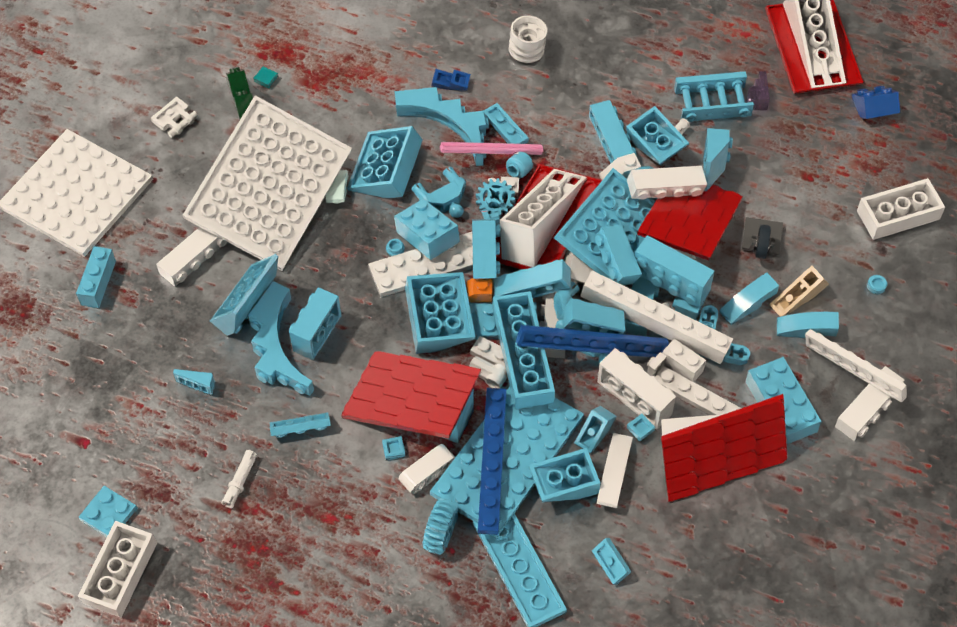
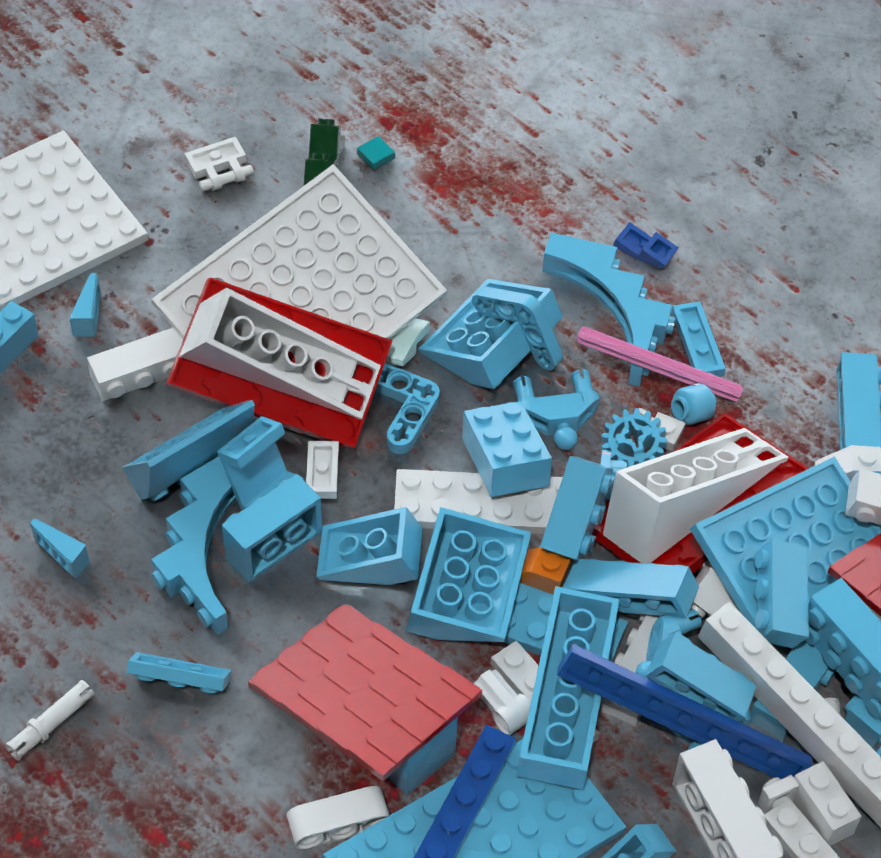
camera: 20 degrees right, 5 degrees down
(140, 238) = (86, 311): none -> medium azure slope
(282, 222) = (285, 359): none -> piece
(288, 290) = (254, 461): none -> medium azure panel
(325, 277) = (323, 468): none -> white plate
(358, 220) = (412, 403): none -> medium azure beam
(375, 314) = (371, 549): none -> medium azure slope
(393, 448) = (303, 764): medium azure tile -> none
(395, 247) = (448, 459): medium azure plate -> none
(403, 144) = (532, 319): none -> medium azure beam
(527, 39) = (787, 224): white wheel -> none

